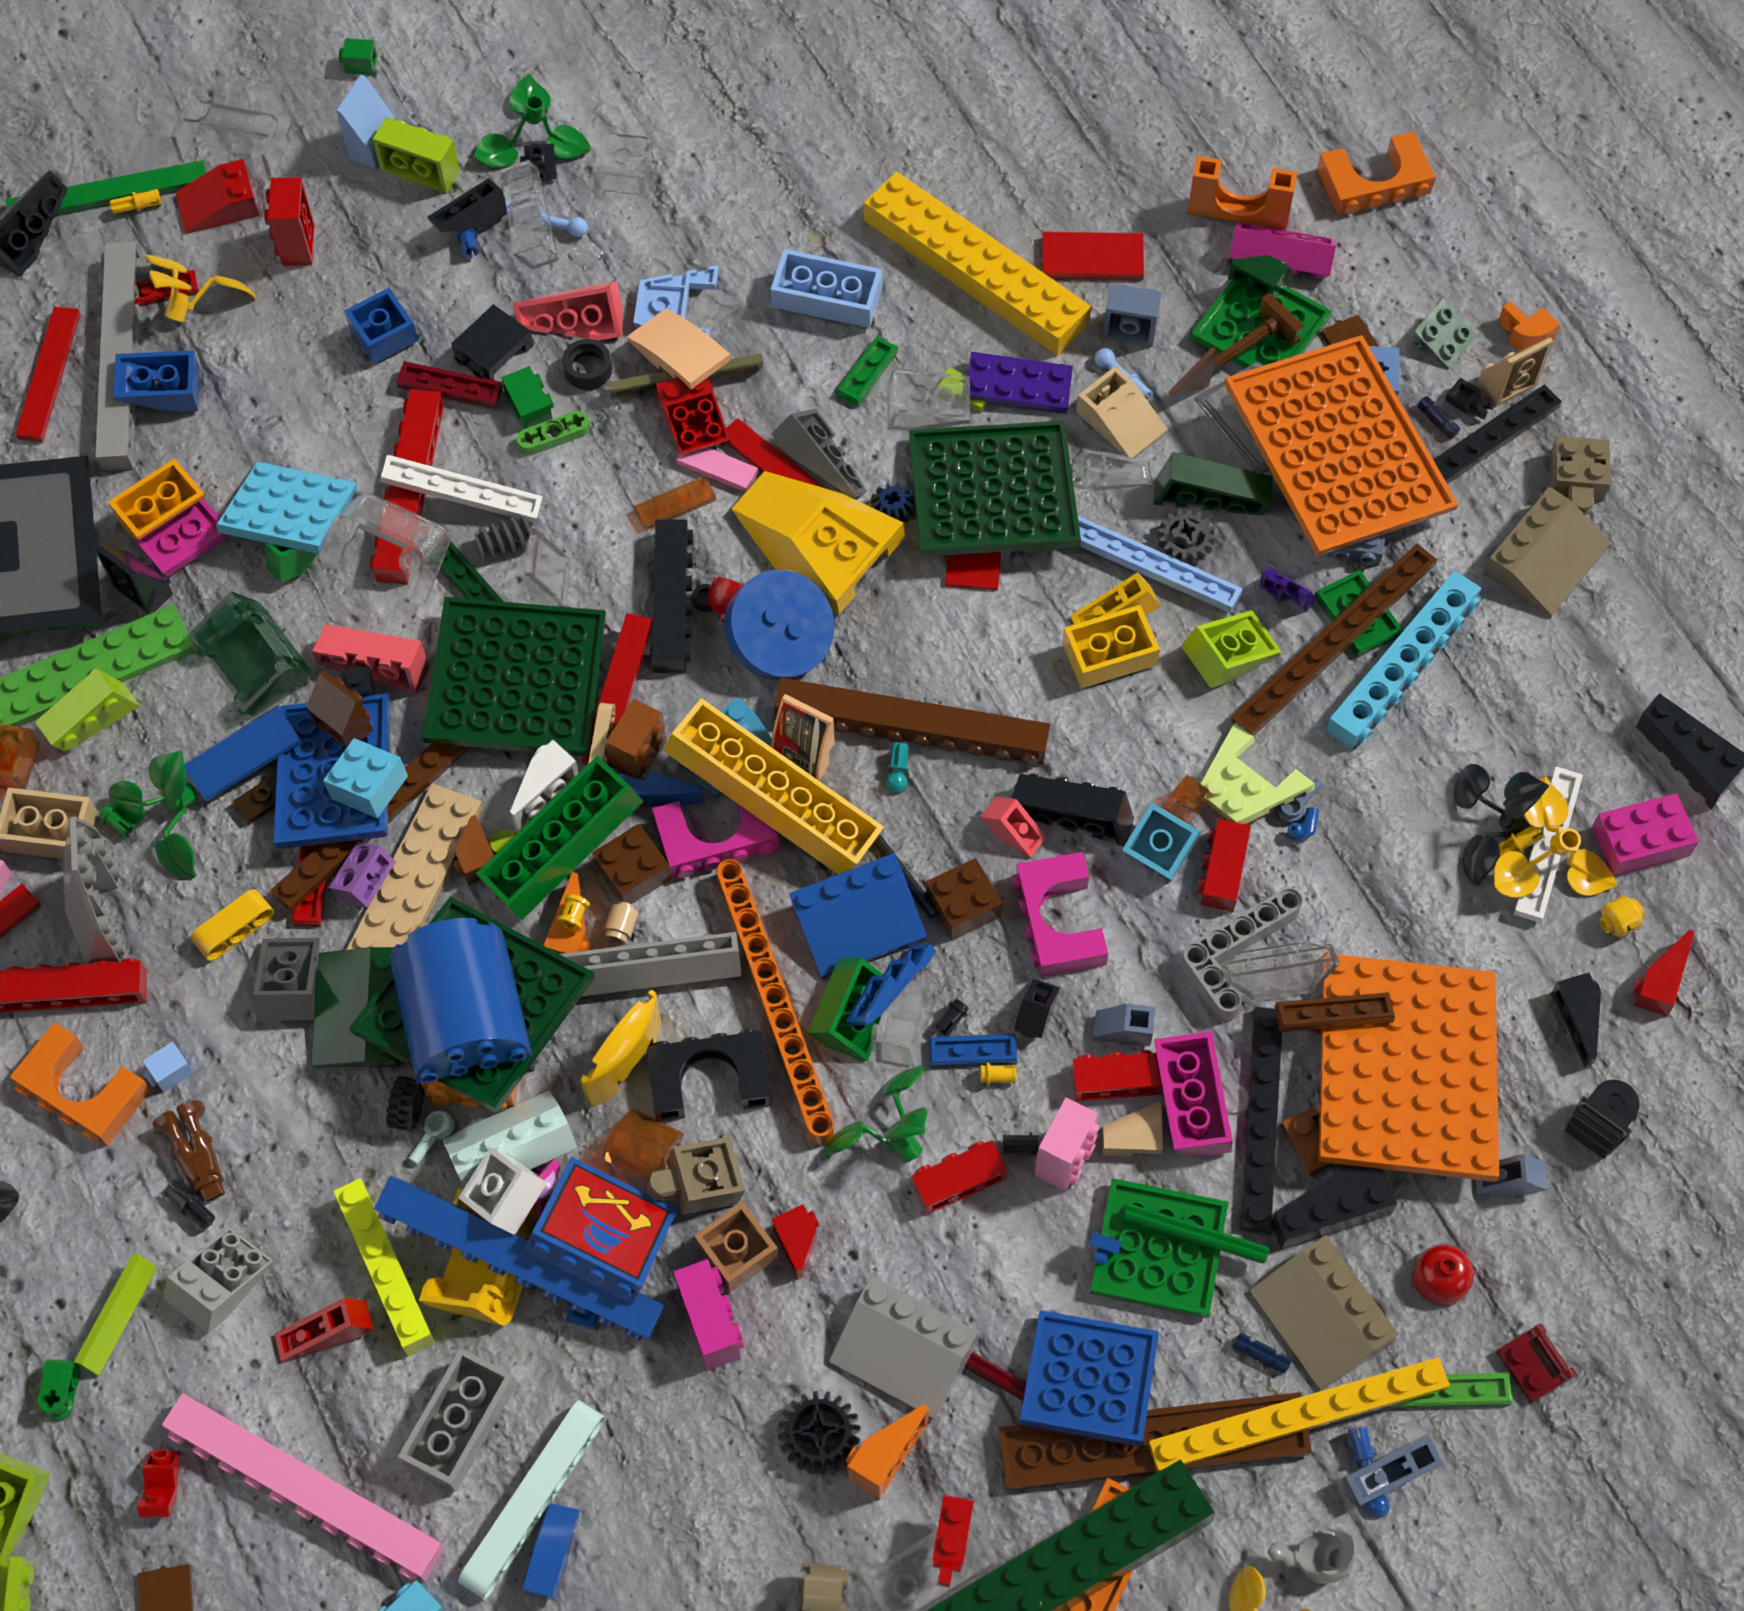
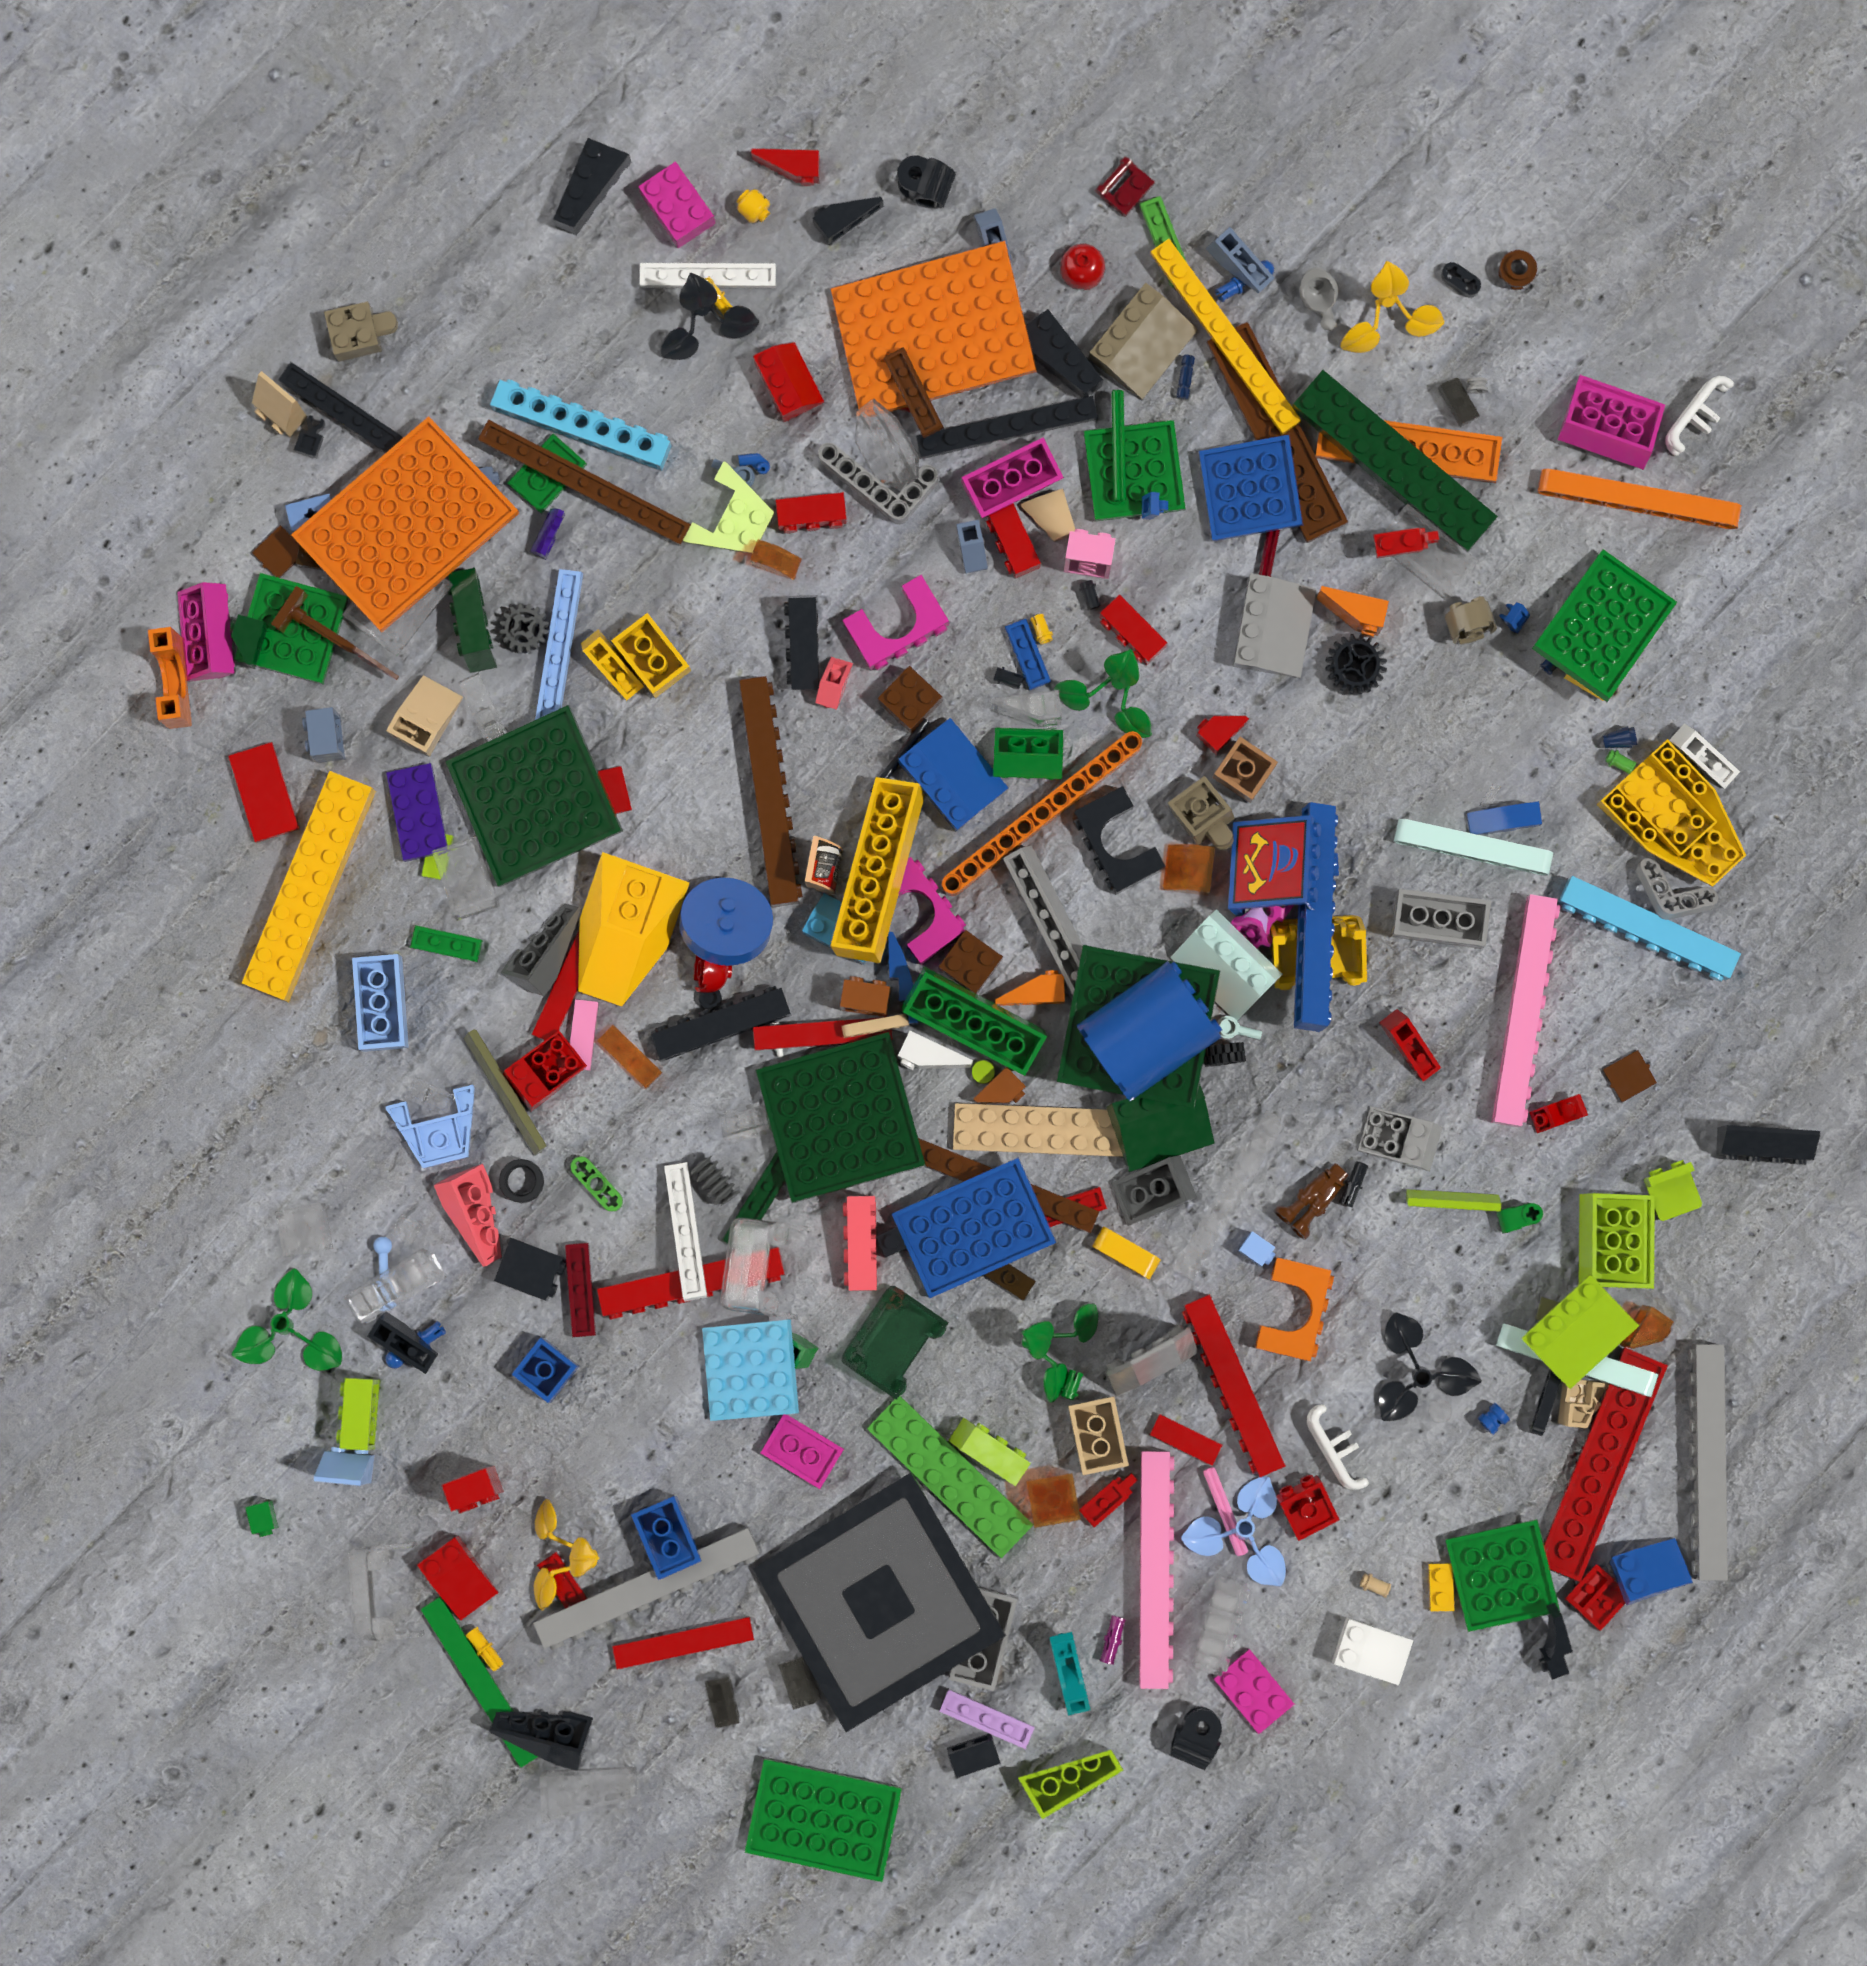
camera: 105 degrees left, 20 degrees up
(134, 578) = (858, 1464): black slope -> none
(155, 499) = (784, 1480): light orange slope -> none
(242, 753) = (981, 1310): blue slope -> none
(338, 710) = (930, 1237): reddish brown slope -> none
(362, 874) = (1052, 1162): medium lavender brick -> none
(365, 778) = (981, 1189): medium azure brick -> none
(384, 1267) = (1349, 1019): neon yellow brick -> none
(502, 1190) = (1279, 940): white brick -> none
(527, 397) = (572, 1217): green brick -> none
(543, 157) = (320, 1302): black brick -> none
(573, 912) = (1037, 983): yellow bush -> none
(620, 923) = (1020, 953): tan brick -> none
(622, 1050) = (1129, 903): yellow slope -> none
(679, 348) = (487, 1103): light nougat slope -> none
(709, 1314) = (1303, 769): dark pink brick -> none
(885, 988) = (1009, 728): blue slope -> none
(894, 502) = (568, 881): dark blue gear -> none
(896, 781) = (823, 788): teal axle -> none
(1036, 1008) = (979, 616): black slope -> none
(1106, 359) = (369, 747): light blue pin -> none
(1161, 841) = (812, 562): medium azure brick -> none
(1229, 647) = (617, 562): lime slope -> none
(1304, 1138) = (1011, 391): dark orange plate -> none
(1353, 193) = (92, 544): orange arch -> none
(1394, 889) = (788, 380): none -> red slope
(1438, 417) = (336, 458): dark blue axle -> none
(1444, 333) = (251, 474): sand green hinge -> none
(1527, 330) = (227, 407): orange brick -> none
(1547, 553) = (442, 338): dark tan slope -> none
(1588, 872) = (721, 243): yellow plant -> none

